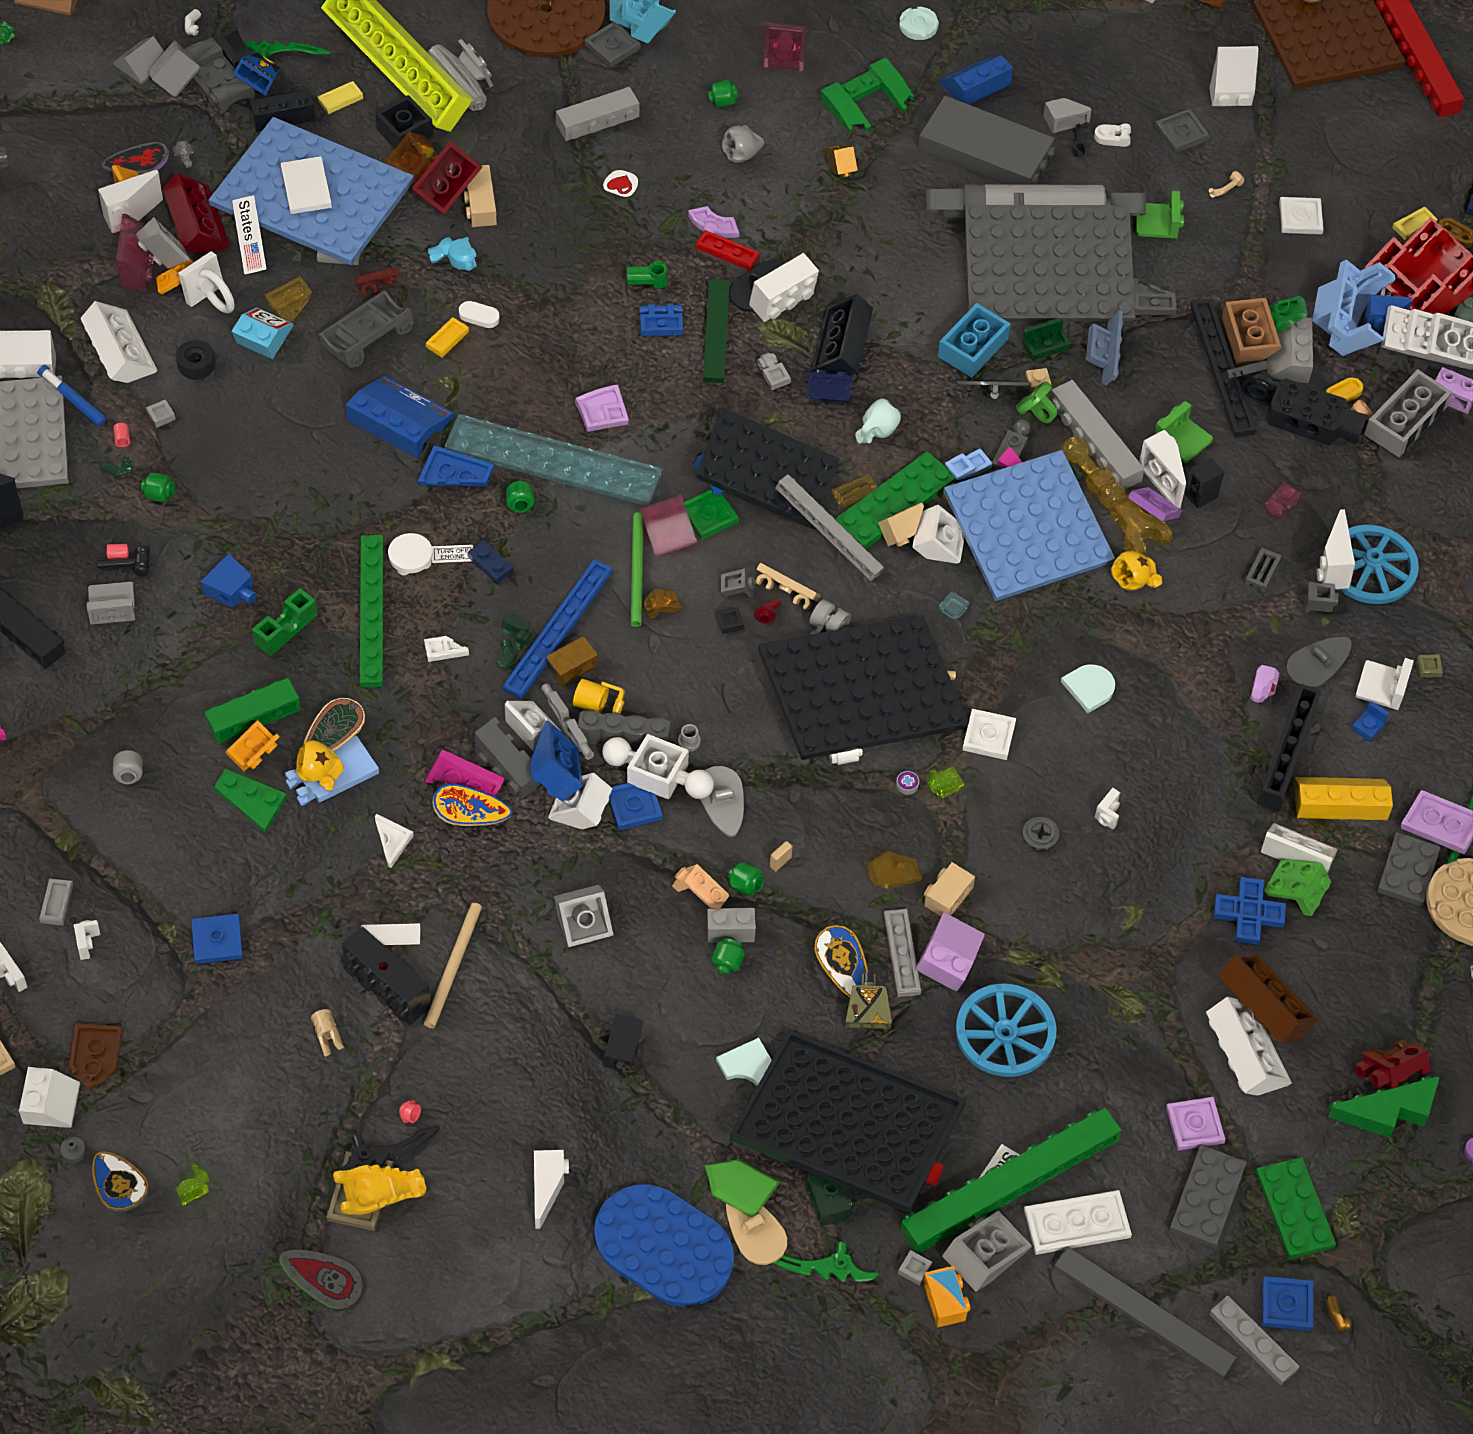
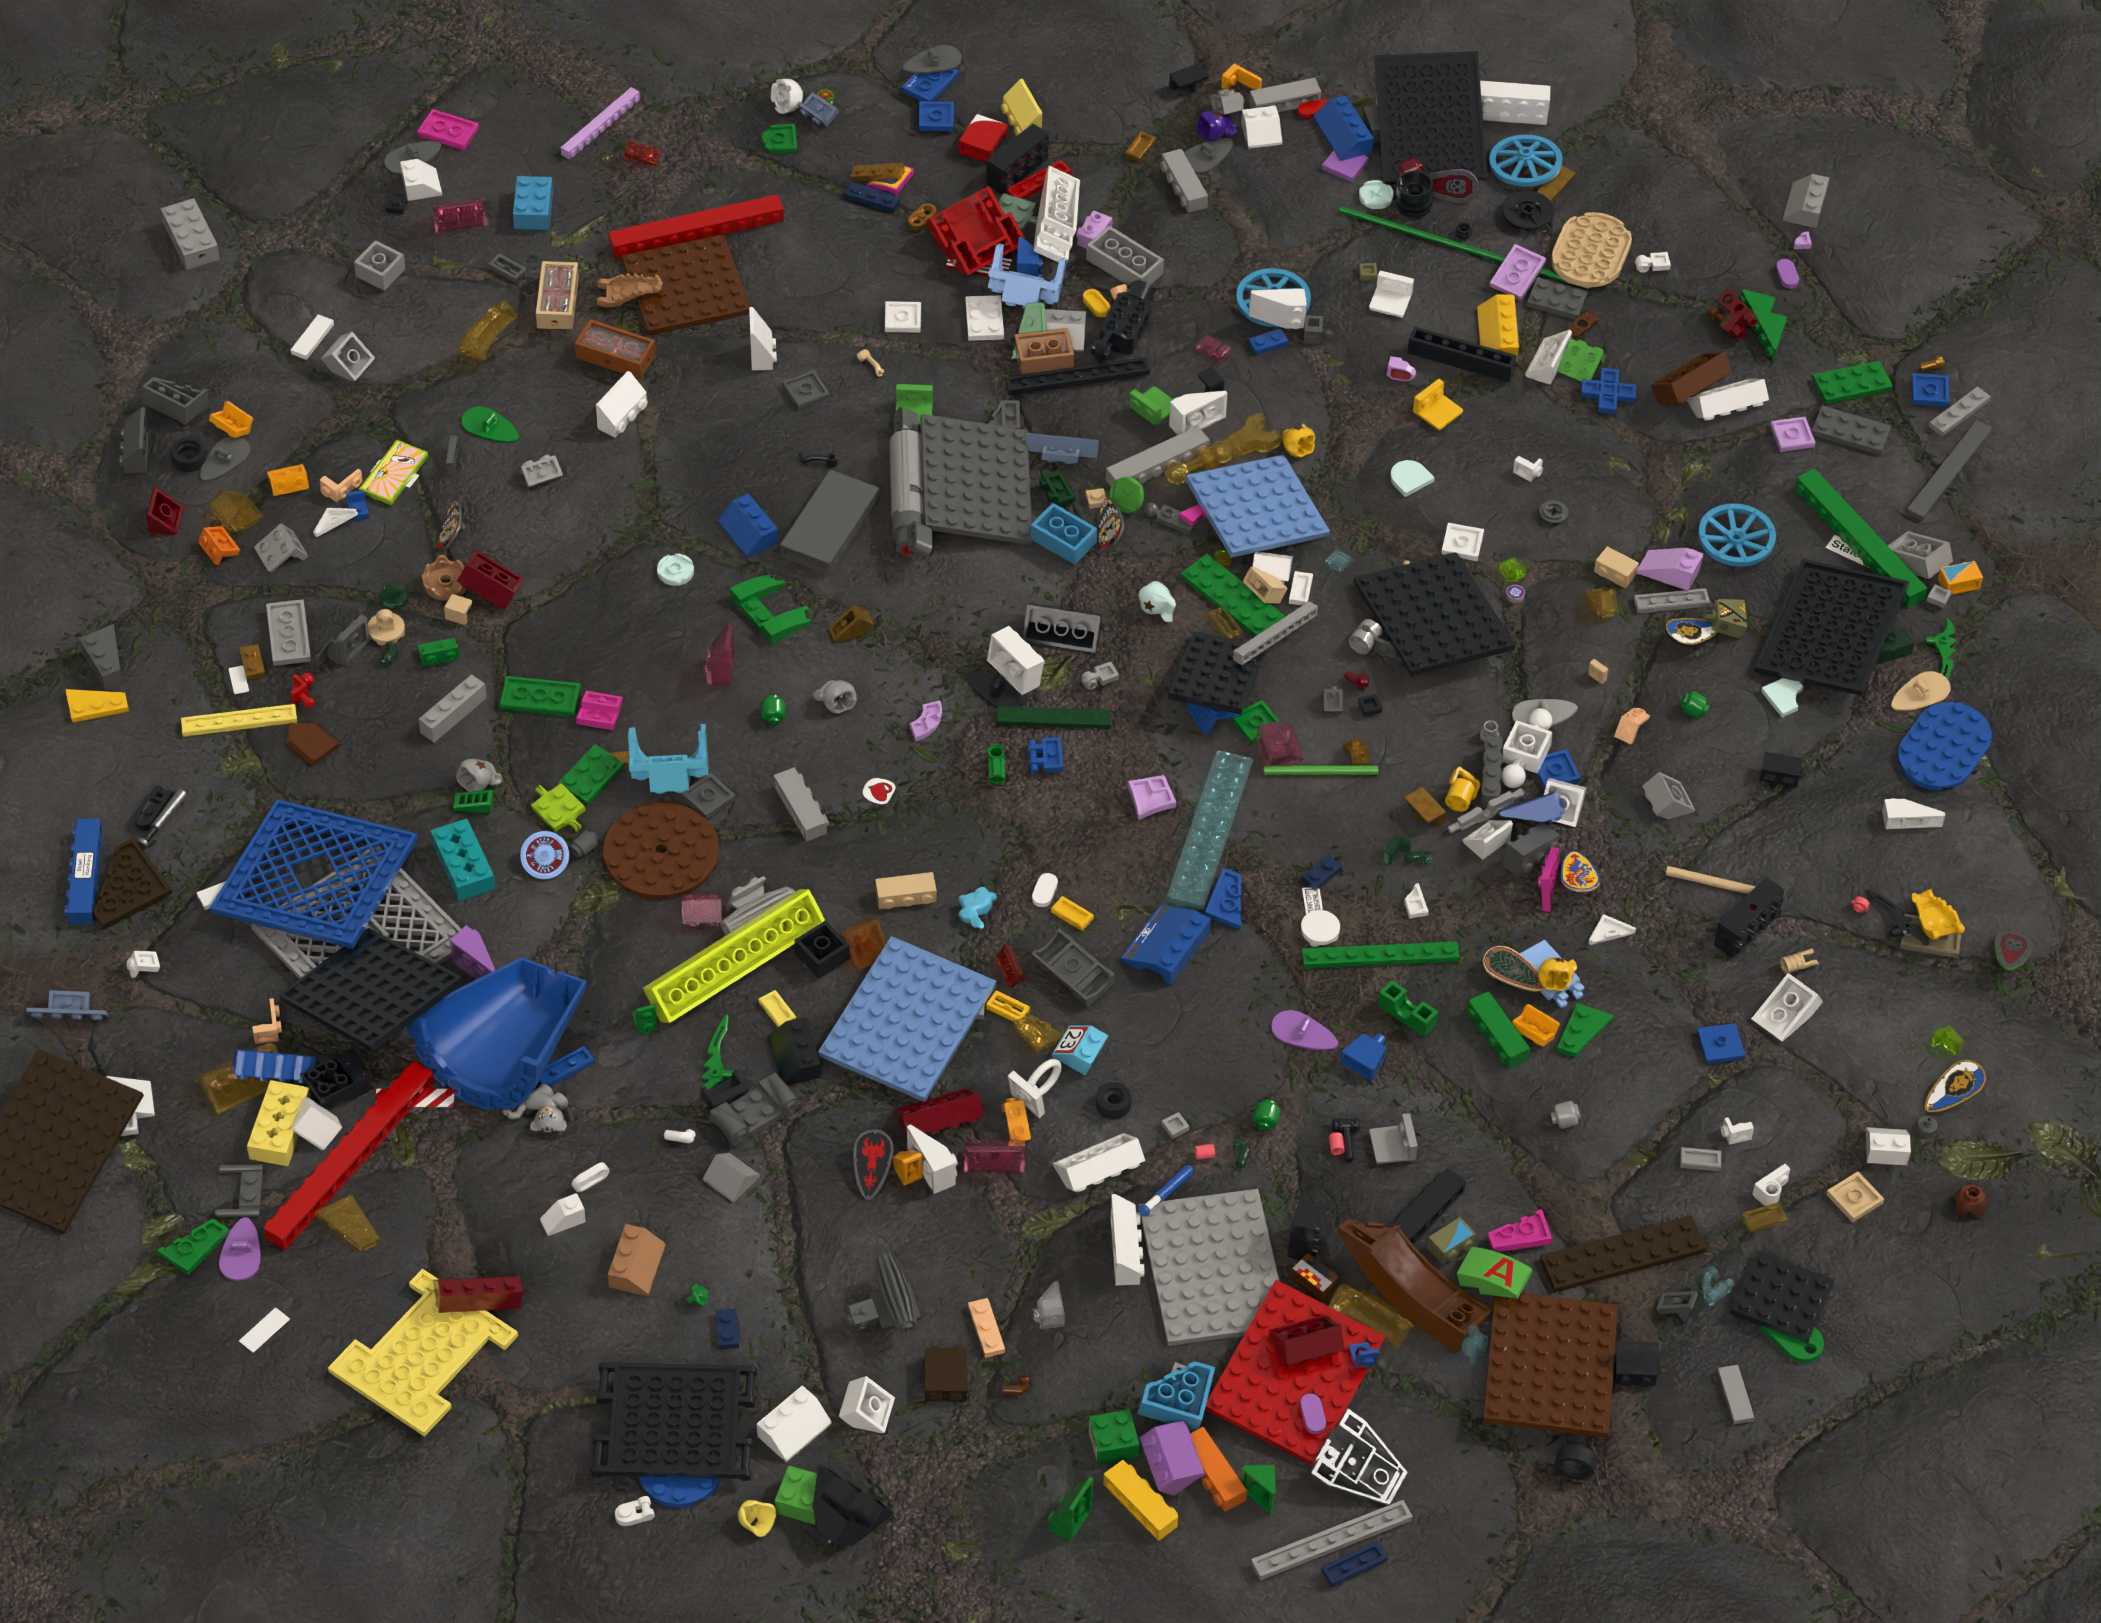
camera: 90 degrees left, 5 degrees down
(95, 1053) = (1838, 1118): reddish brown tile -> none
(161, 244) = (995, 1120): light grey slope -> none
(174, 69) = (752, 1139): light grey slope -> none
(184, 149) = (851, 1131): clear plate -> none
(249, 234) = (964, 1064): white sticker -> none
(257, 72) = (760, 1066): blue torso -> none
(258, 1012) = (1787, 1008): none -> white slope
(275, 533) = (1302, 1031): none -> medium lavender shield
(306, 185) = (912, 1014): white tile -> none
(330, 280) = (1006, 1010): none -> yellow tile
(395, 933) = (1698, 929): white sticker -> none
(446, 179) = (896, 909): dark red slope -> none
(469, 29) = (701, 909): none -> clear pink slope
(520, 496) = (1254, 850): green head -> none
(557, 629) = (1386, 823): blue tile -> none
(727, 250) = (959, 710): red tile -> none
(731, 924) = (1667, 701): light grey brick -> none
(740, 1185) = (1889, 698): bright green tile -> none
(746, 878) = (1622, 693): green head -> none
(787, 585) = (1331, 666): tan plate -> none
(829, 386) = (1115, 636): clear blue bracket -> none
(909, 566) = (1300, 588): none -> white tile
(970, 465) = (1192, 545): light blue slope -> none
(1065, 114) = (793, 467): light grey slope -> none
(1077, 1222) = (1884, 504): white tile -> none
(1105, 135) = (813, 442): white plate -> none
(1155, 504) = (1231, 422): medium lavender tile -> none
(1204, 717) = (1435, 407): none -> yellow bracket
(1247, 369) = (1095, 356): dark grey tile -> none
(1257, 582) = (1283, 365): dark grey tile -> none
(1299, 555) = (1268, 342): none -> blue plate
(1302, 283) = (984, 318): none -> white plate
(1318, 661) = (1369, 338): dark grey shield -> none
(1371, 721) = (1426, 310): blue bracket -> none
(1375, 900) = (1589, 317): none -> reddish brown piece
(1410, 224) = (909, 244): light yellow tile -> none

